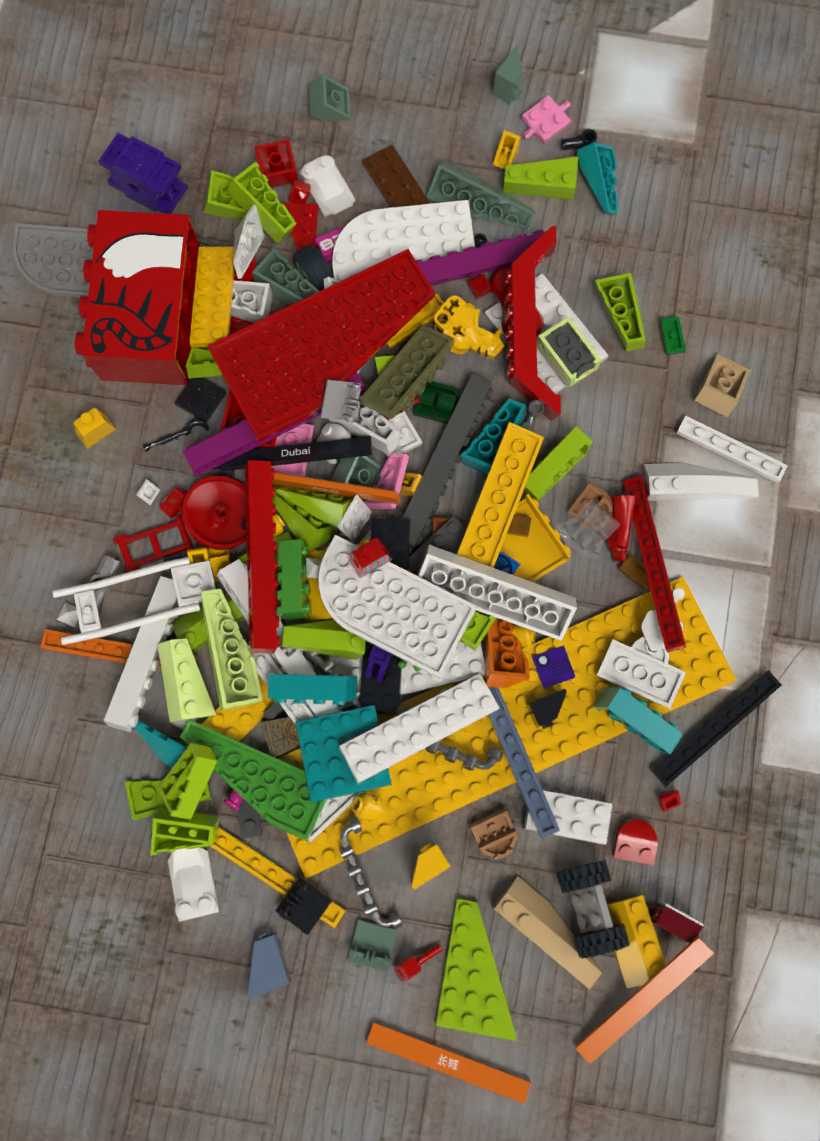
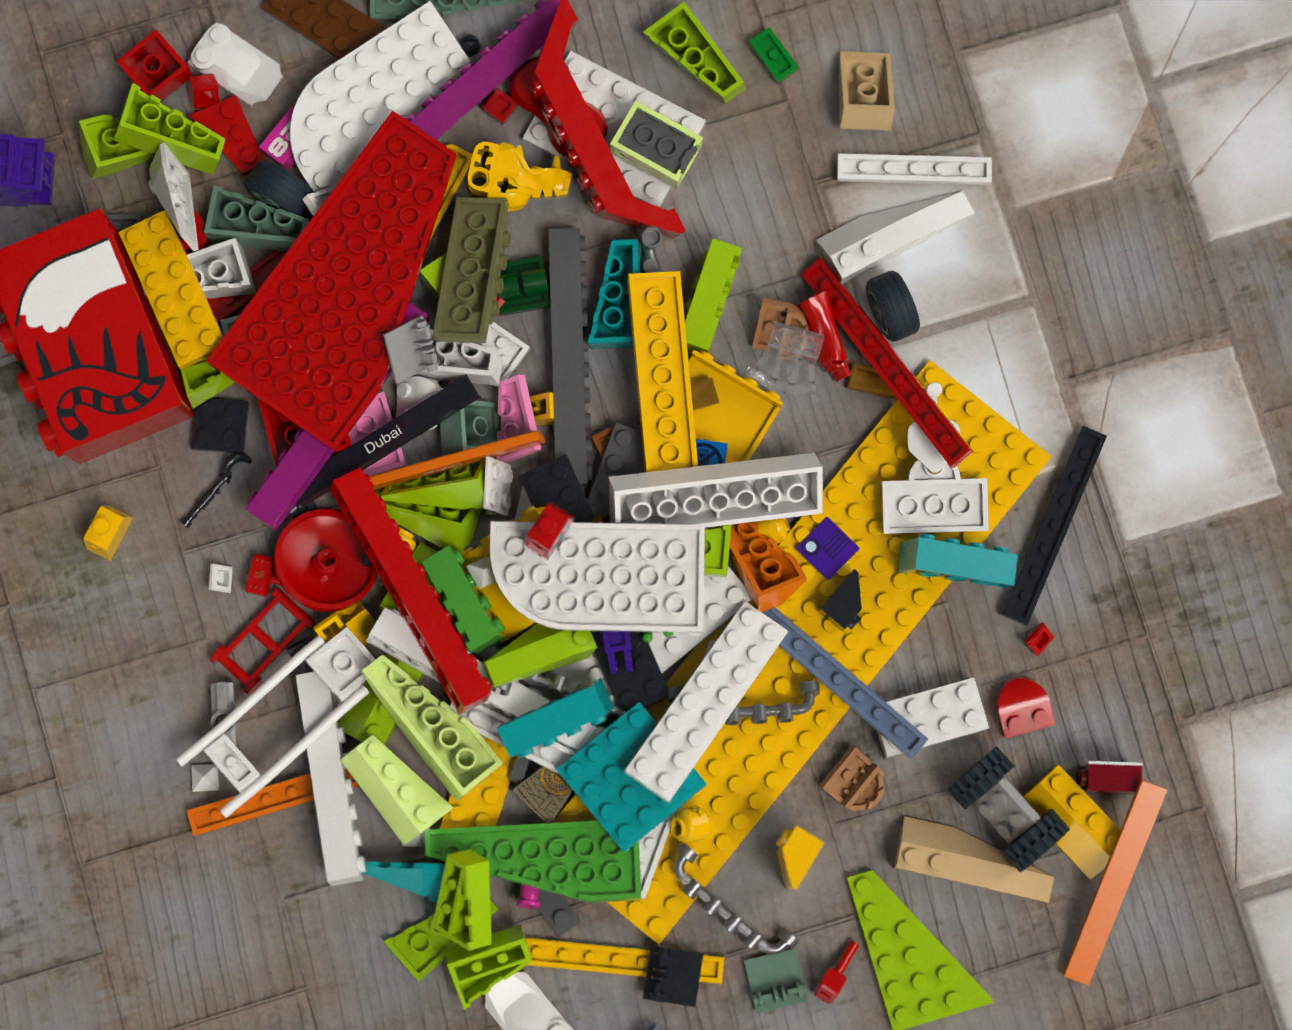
camera: 30 degrees left, 5 degrees up
(675, 528) = (892, 306): none -> black wheel

